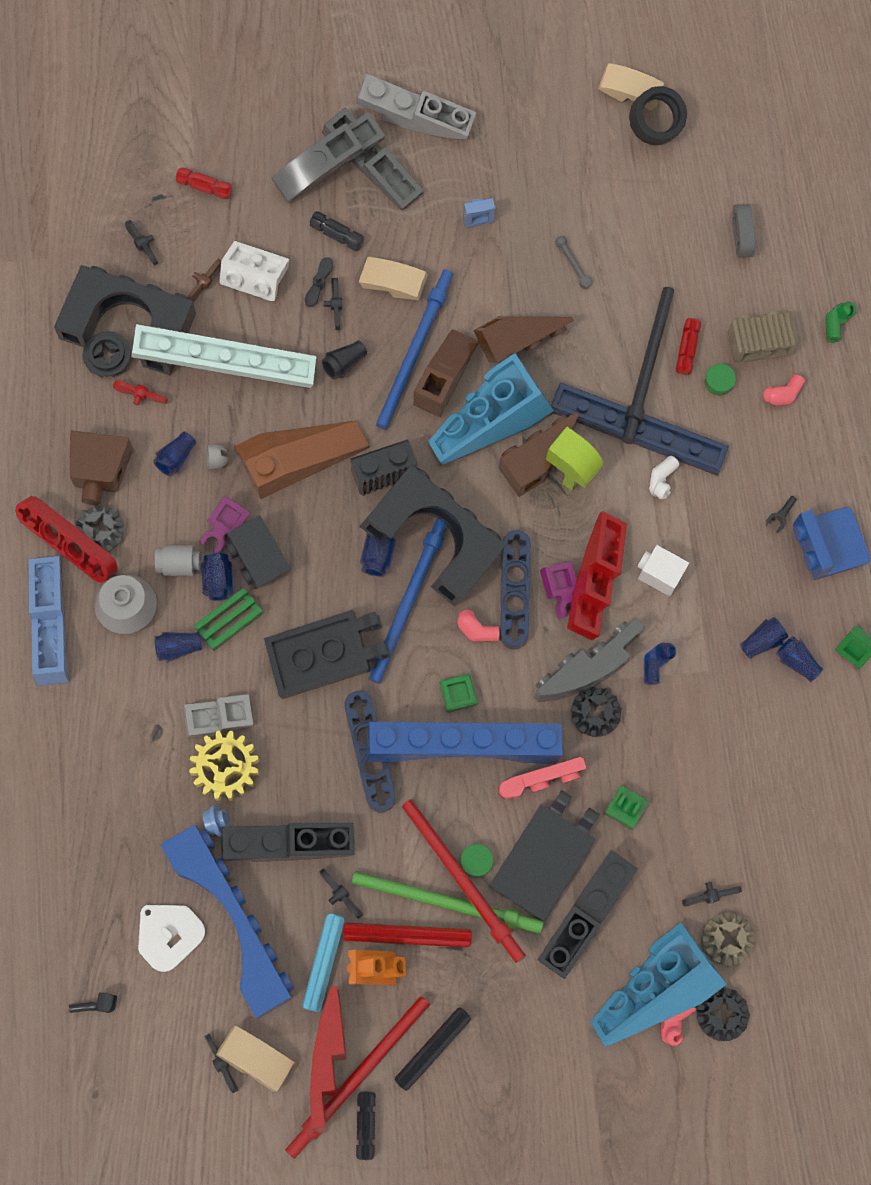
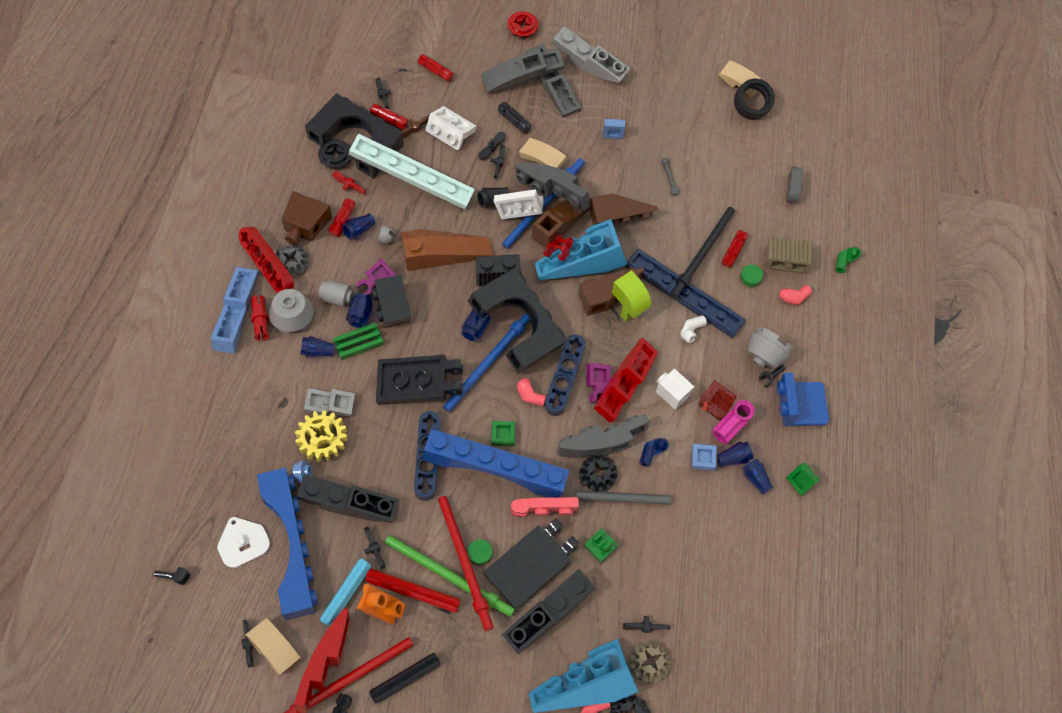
camera: 15 degrees right, 10 degrees down
(86, 624) = (259, 318): none -> red pin
(148, 446) = (342, 215): none -> red axle
(162, 276) = (389, 116): none -> red axle
(294, 77) = (517, 19): none -> red gear
(385, 365) = (519, 204): none -> white bracket
(415, 316) = (550, 179): none -> dark grey slope
(447, 412) = (553, 246): none -> red piece
(636, 735) = (623, 497): none -> dark grey piece
(721, 570) = (717, 400): none -> clear red panel
(724, 653) = (703, 457): none -> medium blue plate
(749, 596) = (733, 423): none -> dark pink piece
(770, 482) = (768, 349): none -> light grey cone

